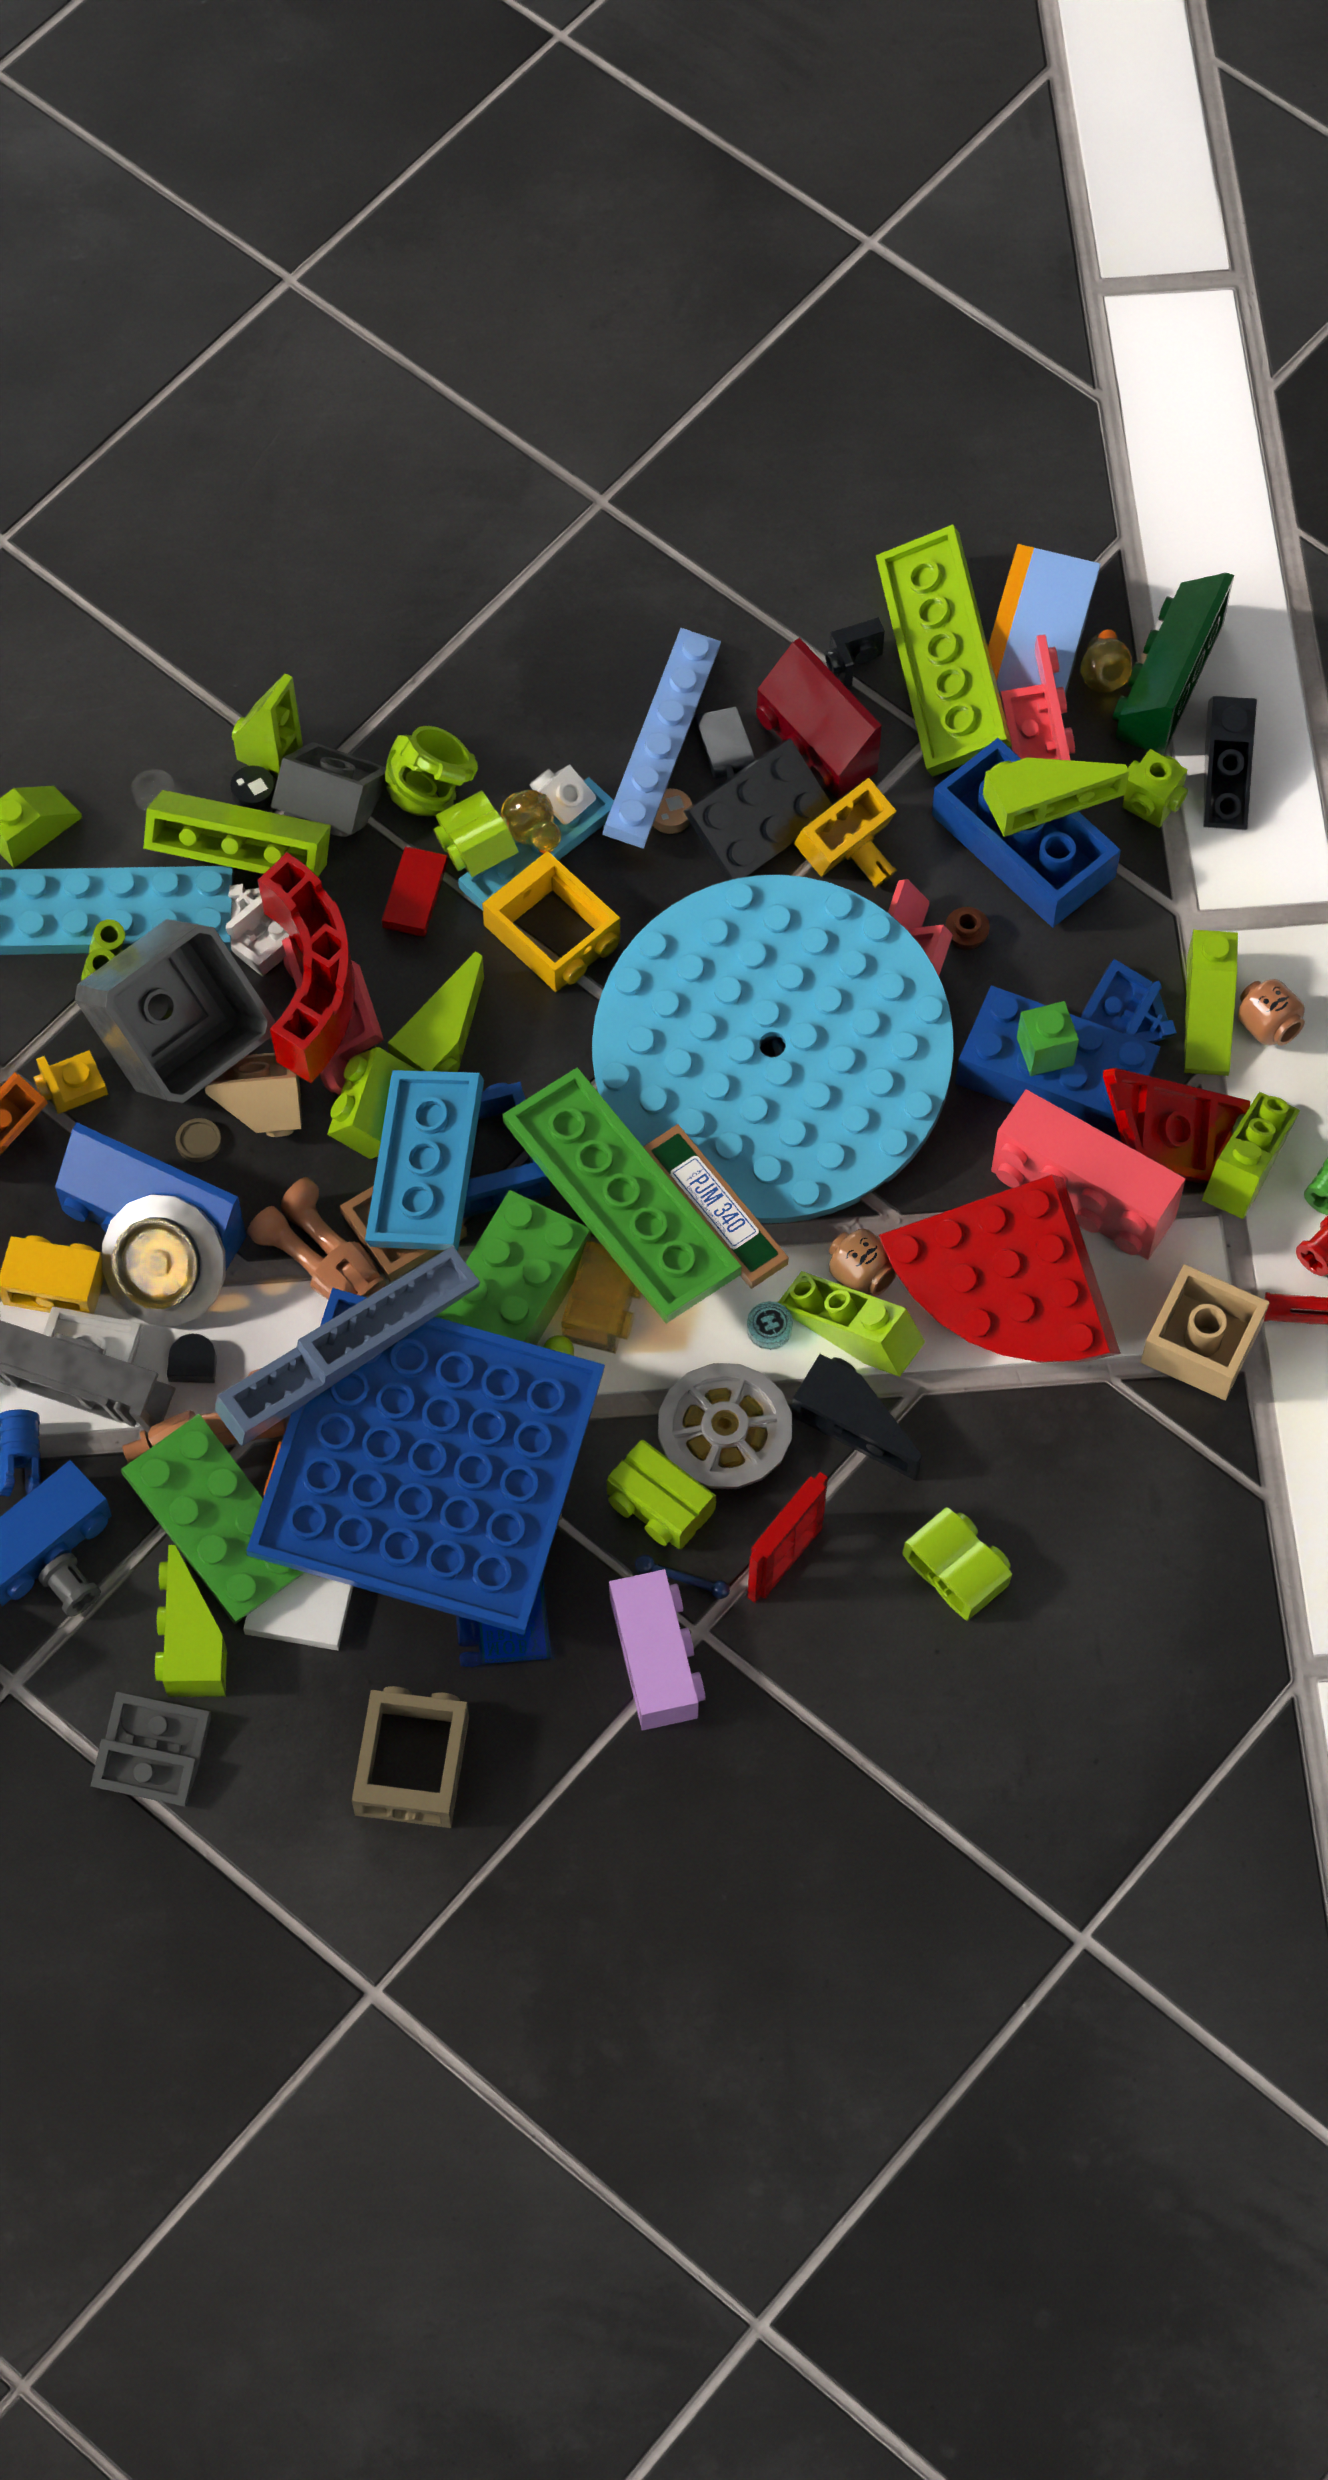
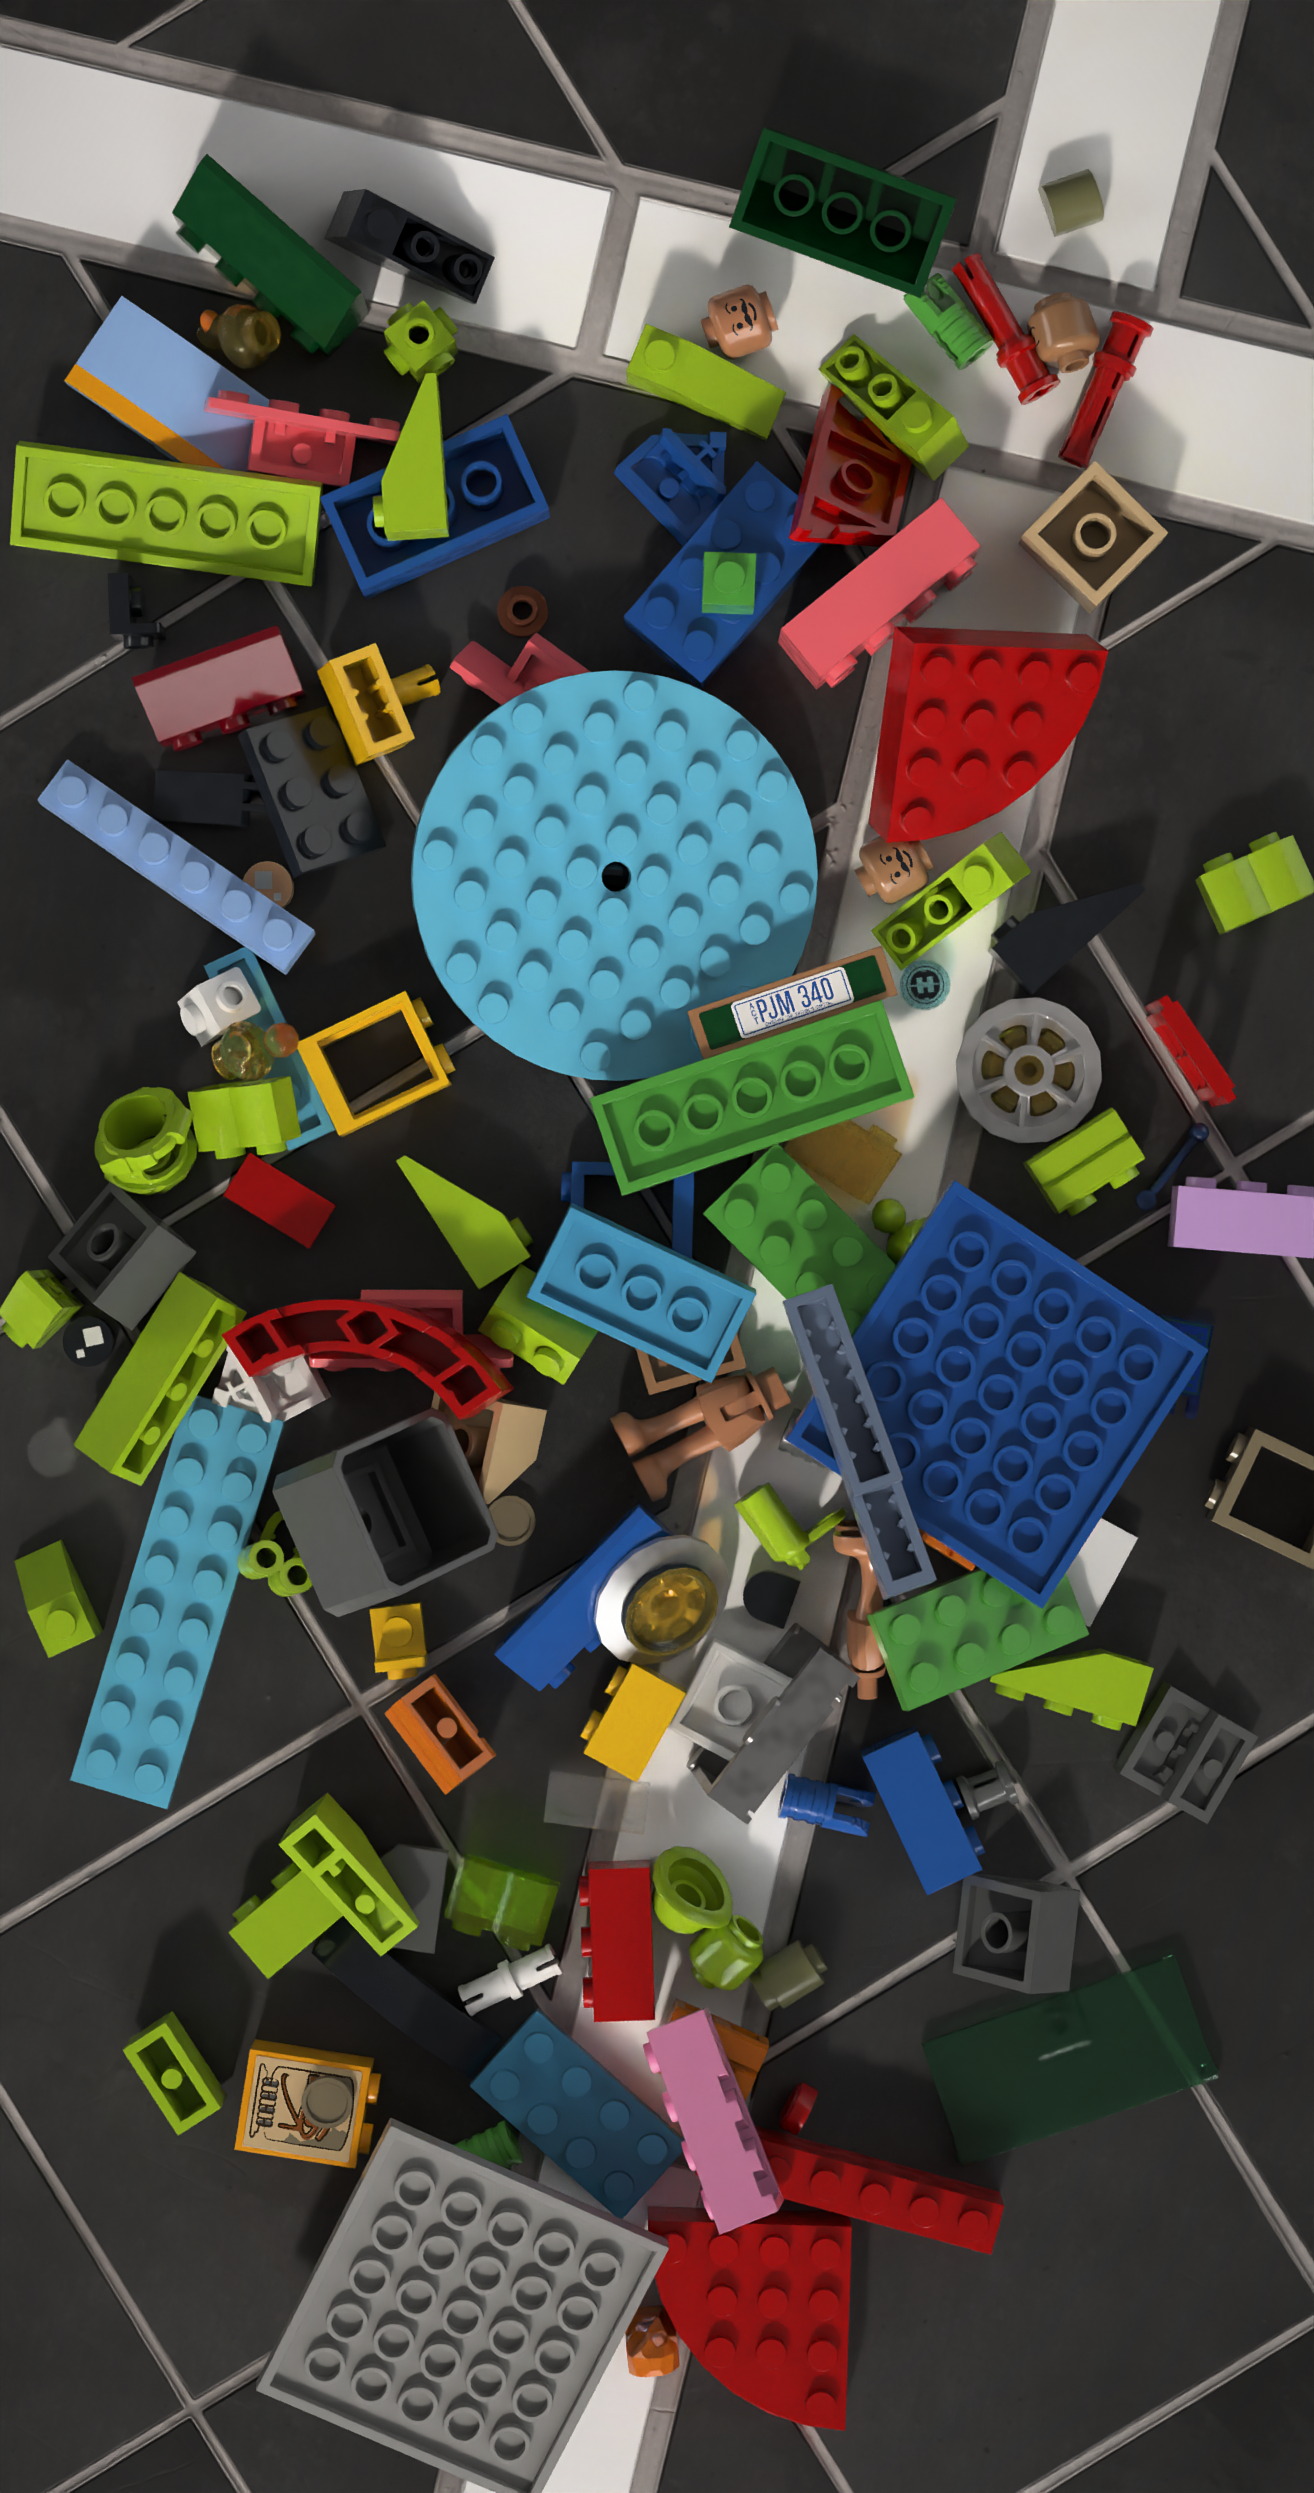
camera: 70 degrees left, 25 degrees up
(257, 1335) = (779, 1529): none -> lime piece

